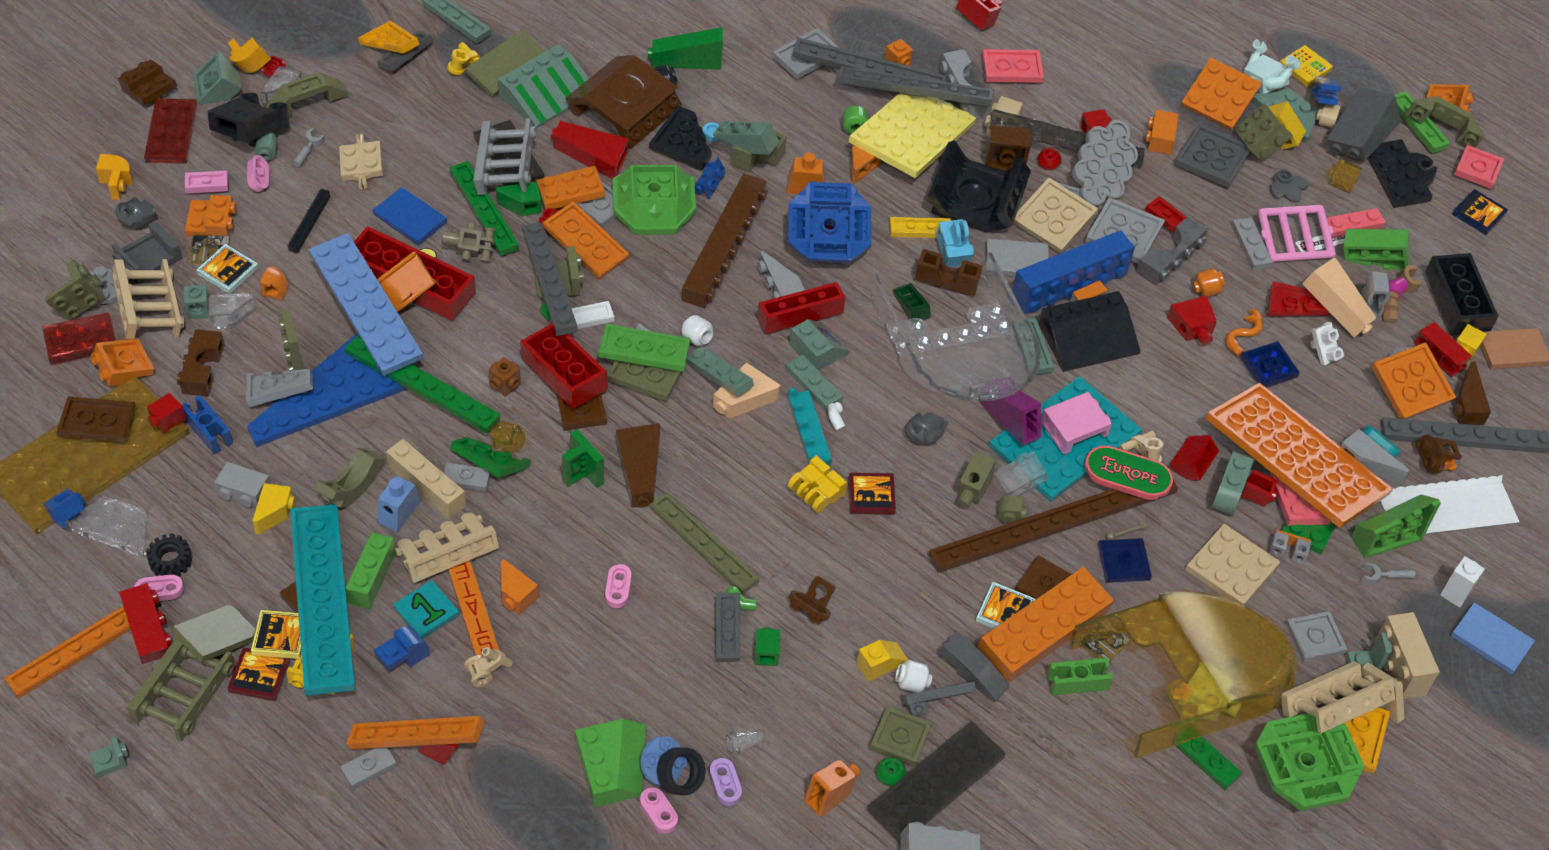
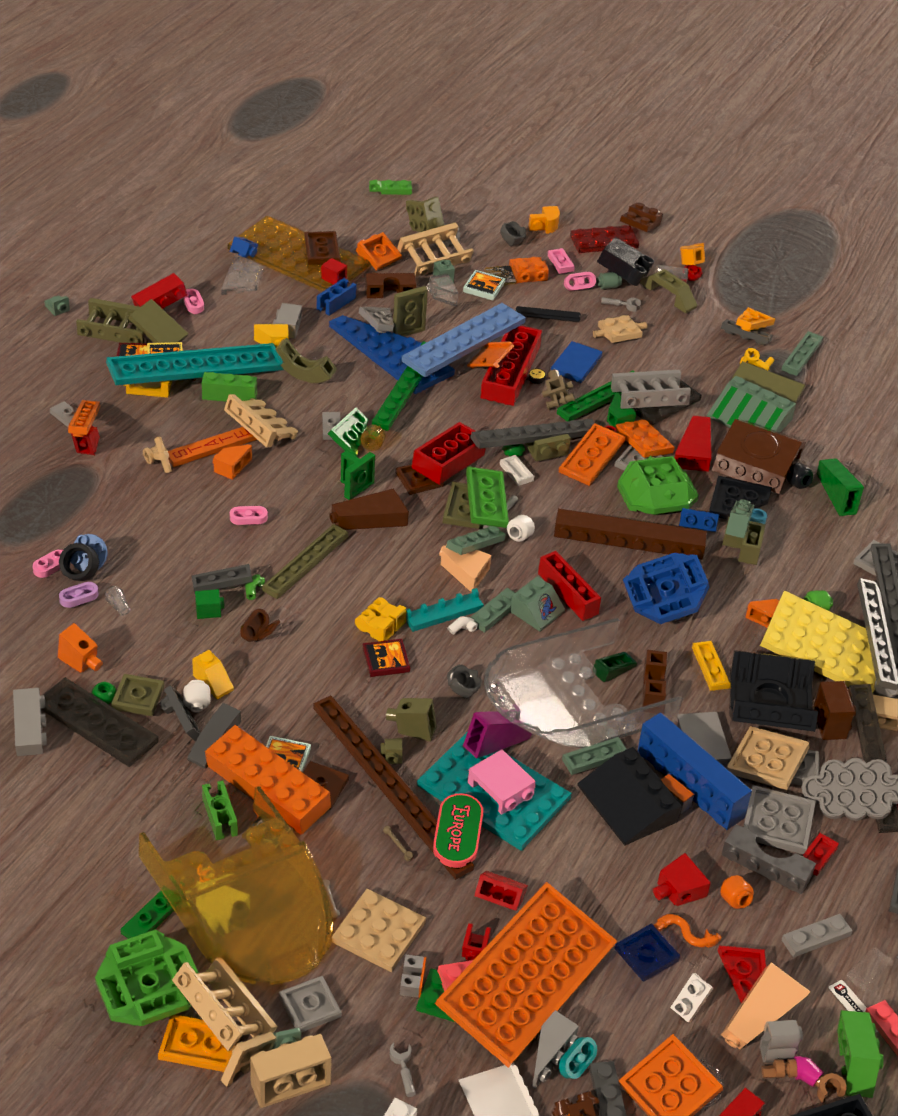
camera: 80 degrees right, 10 degrees down
(68, 653) = (127, 271): orange tile -> none
(77, 337) = (392, 227): clear red plate -> none
(149, 250) = (485, 250): dark grey panel -> none
(167, 545) = (220, 300): black tyre -> none
(216, 80) = (661, 248): sand green slope -> none
(274, 283) = (478, 304): orange brick -> none
(397, 503) = (292, 389): medium blue torso -> none
(404, 646) = (166, 410): blue brick -> none
(426, 609) = (205, 422): teal tile -> none
(429, 480) = (319, 400): tan brick -> none
(504, 376) = (429, 426): dark orange brick -> none
(611, 760) = (87, 519): bright green wedge -> none
(778, 277) = (599, 571): light grey slope -> none
(803, 171) = (726, 568): orange torso -> none
(954, 242) = (694, 682): medium azure brick -> none
(1021, 475) = (428, 748): clear brick -> none
(1049, 158) = (848, 751): red plate -> none
(1124, 560) = (362, 842): clear blue plate -> none
(1145, 444) = (497, 846): tan piece -> none
(1232, 483) = (460, 909): sand green brick -> none
(1291, 254) = (827, 991): bright pink bar -> none
(1396, 526) = (454, 1061): bright green wedge -> none

